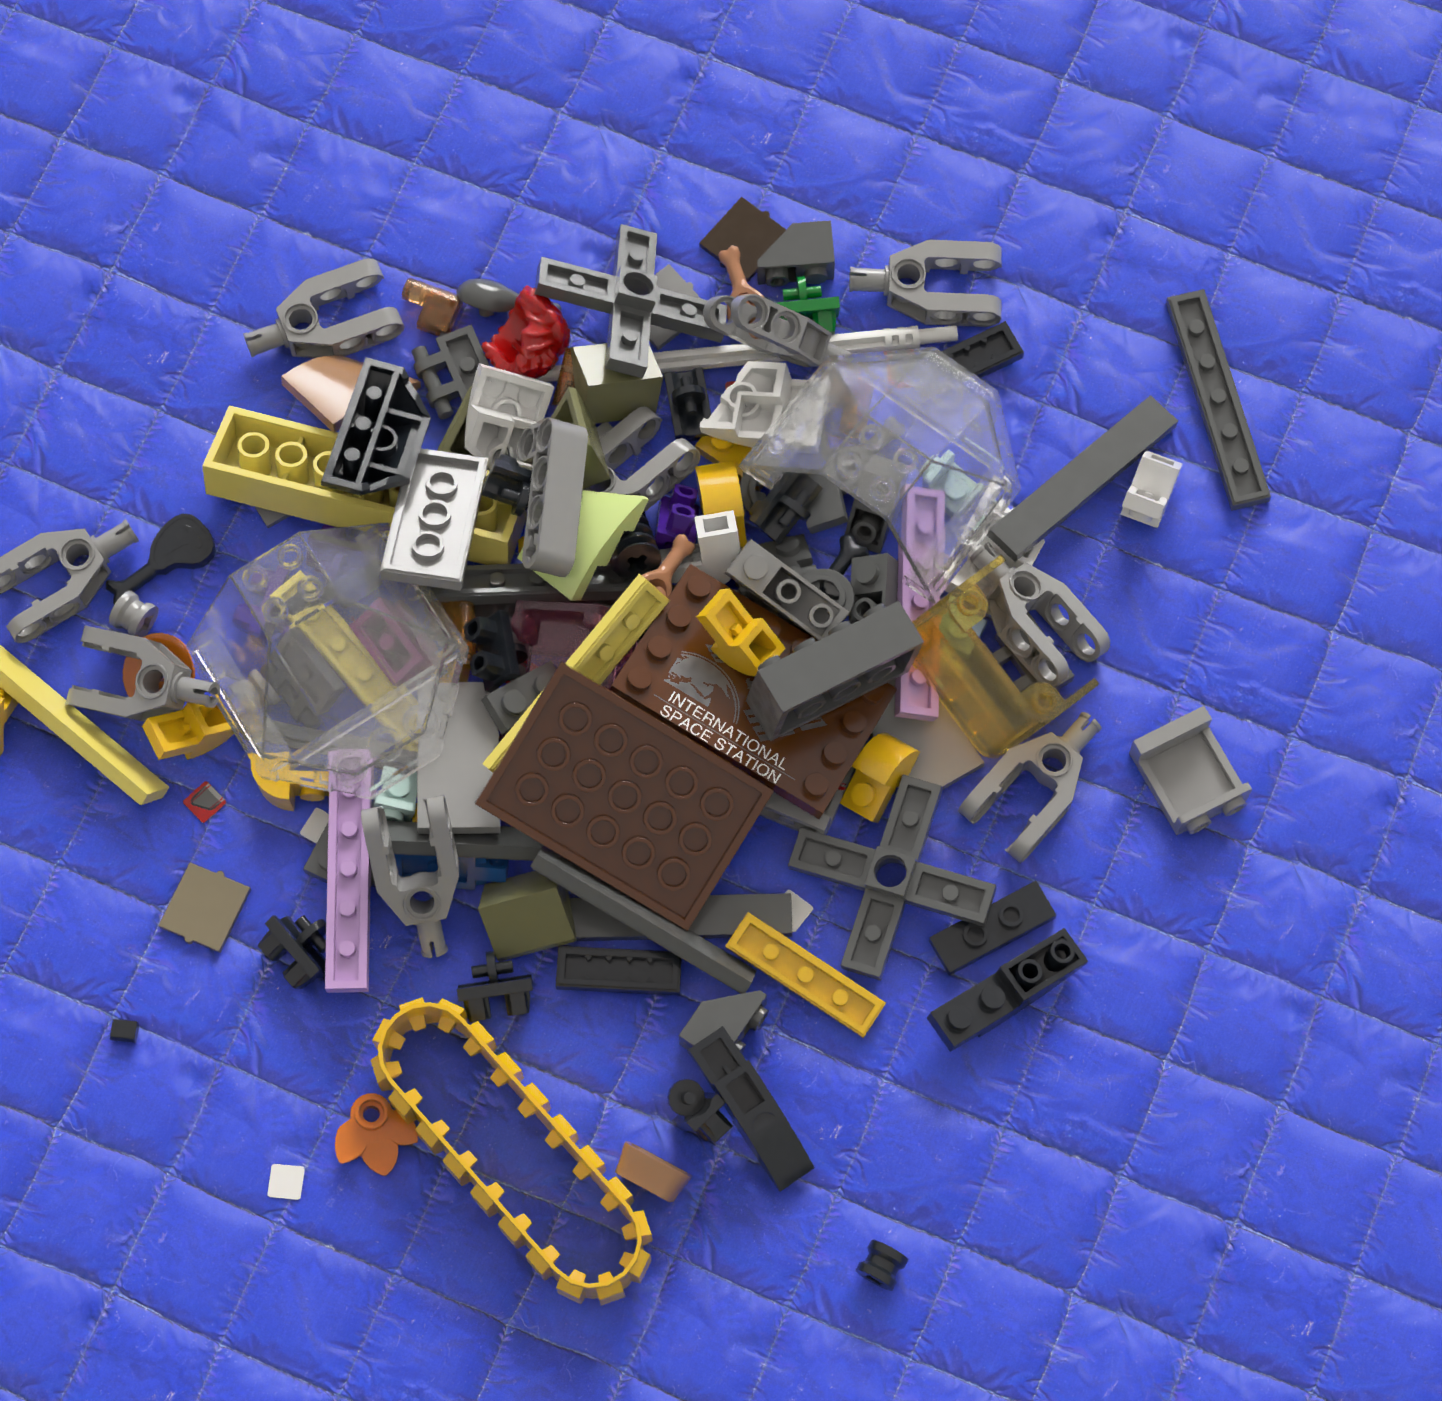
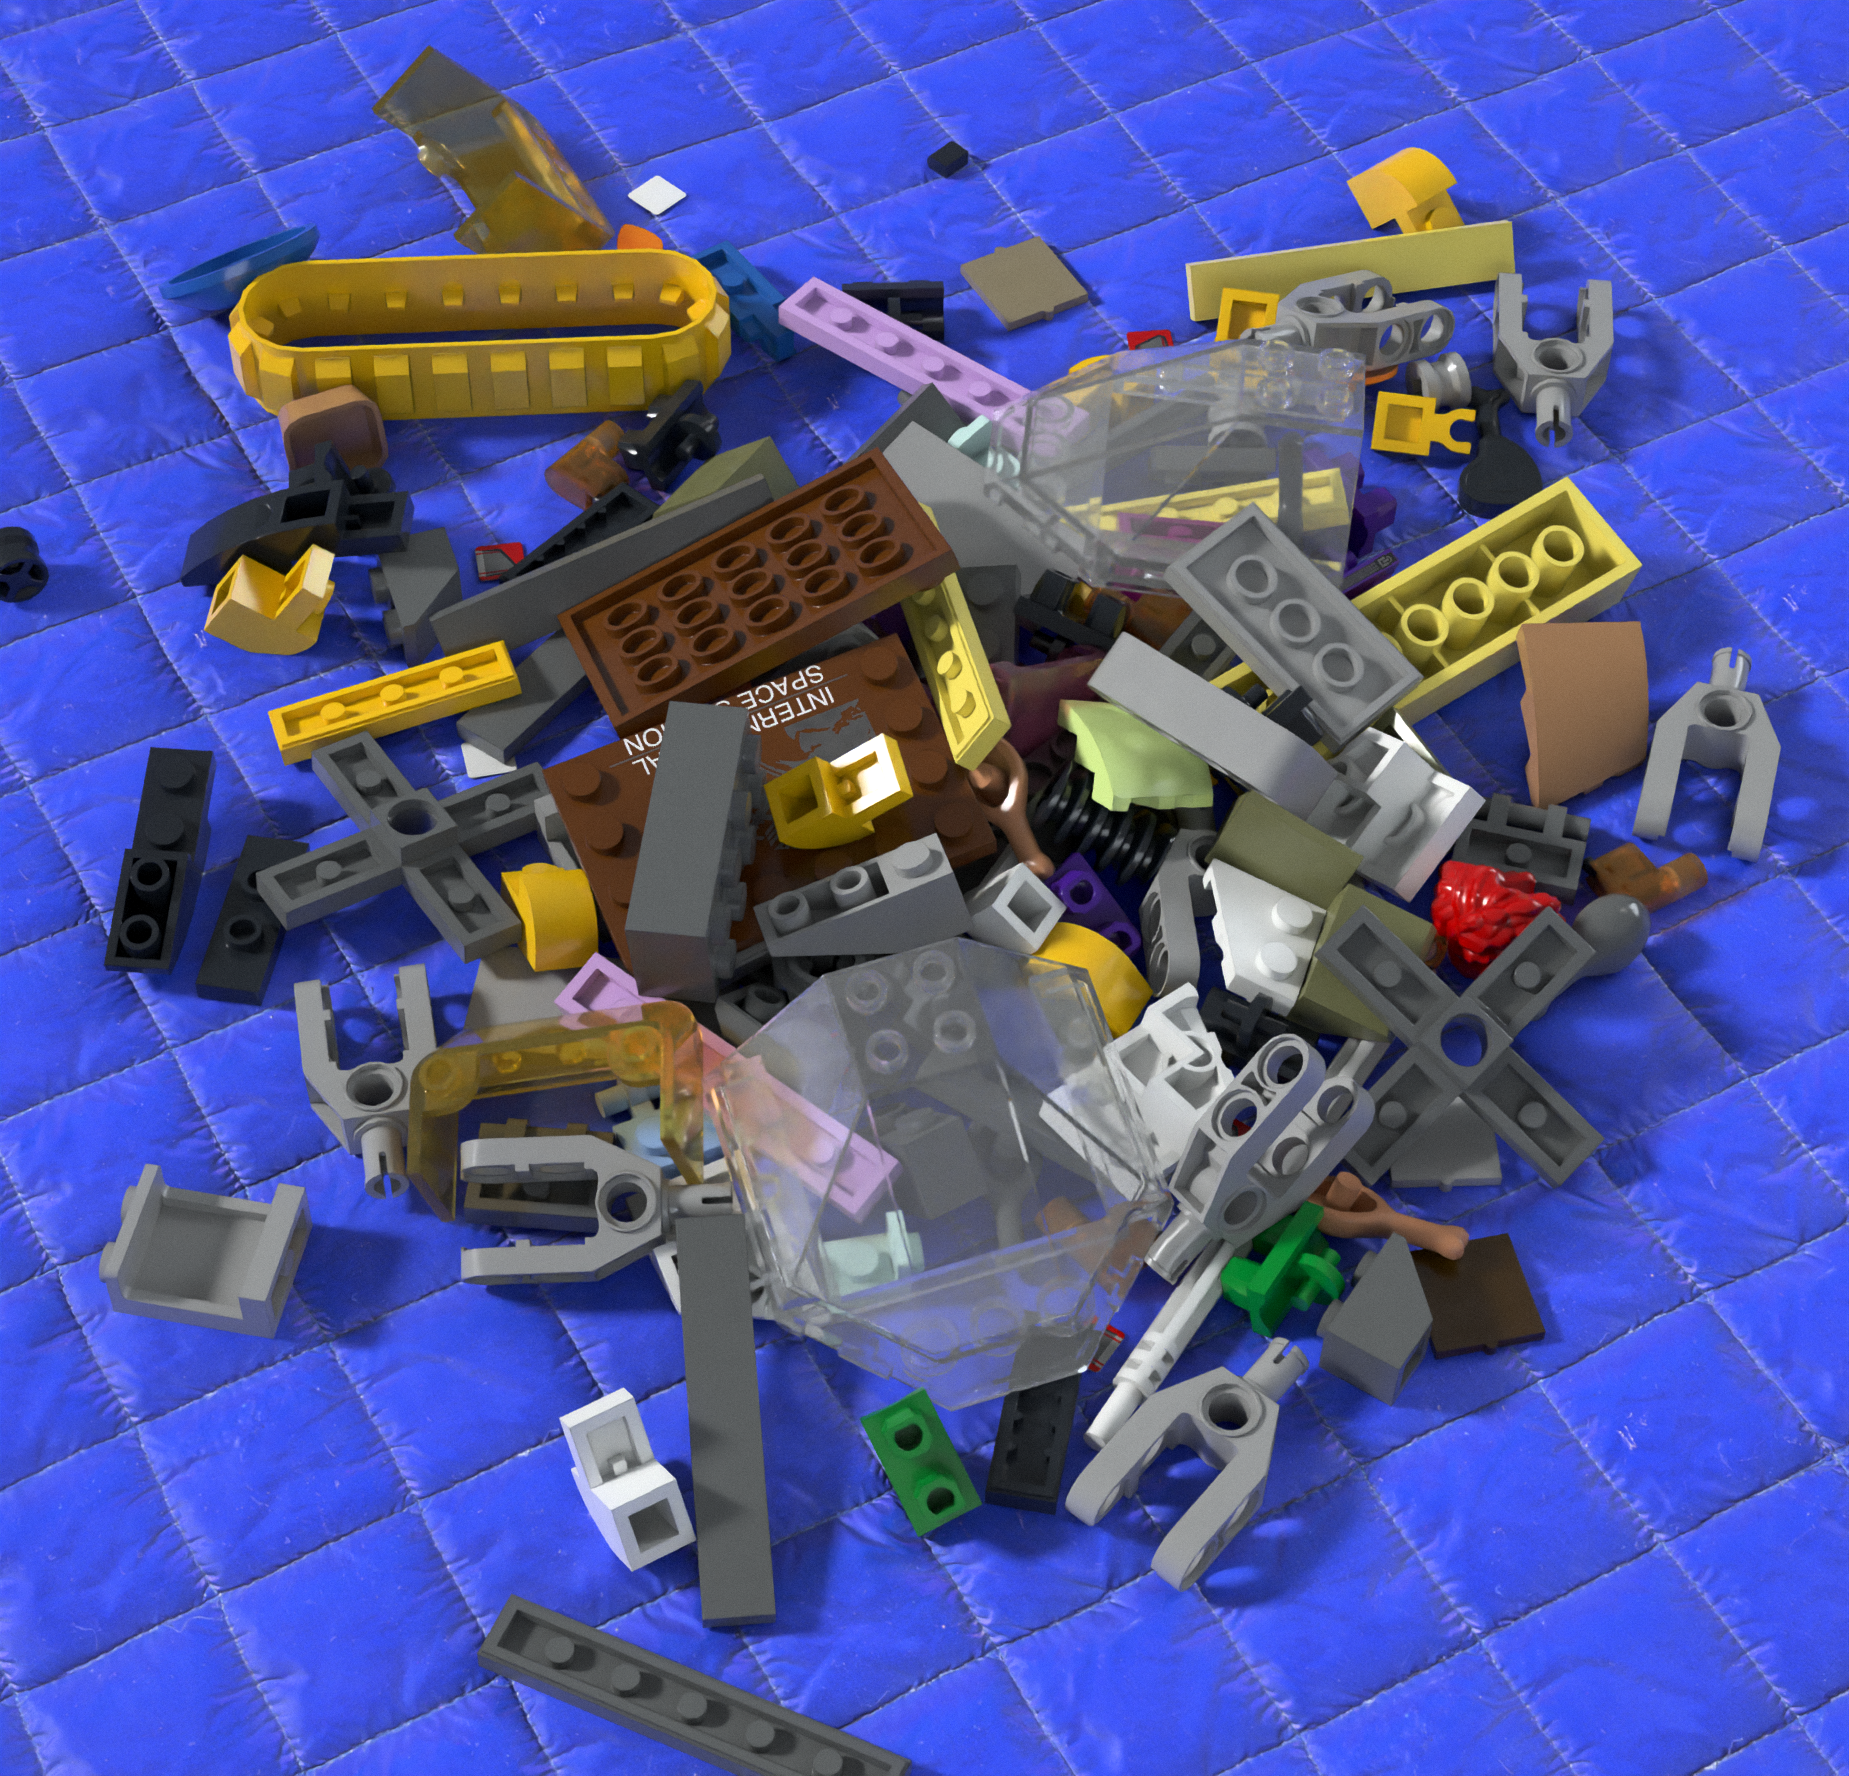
camera: 125 degrees right, 20 degrees down
(177, 607) = (1409, 425): none -> yellow plate
(349, 1048) = (752, 300): none -> blue hinge
(355, 1249) = (499, 156): none -> clear yellow windscreen
(378, 433) = (1454, 617): black wedge -> none
(398, 890) = (857, 390): light grey piece -> none
(559, 1020) = (589, 468): none -> clear orange piece
(564, 1358) = (221, 280): none -> blue dish
(634, 423) = (1262, 935): none -> white wing
(653, 1020) = (497, 559): none -> sticker
(798, 1089) = (272, 611): none -> yellow brick
(1038, 379) = (921, 1461): none -> green hips

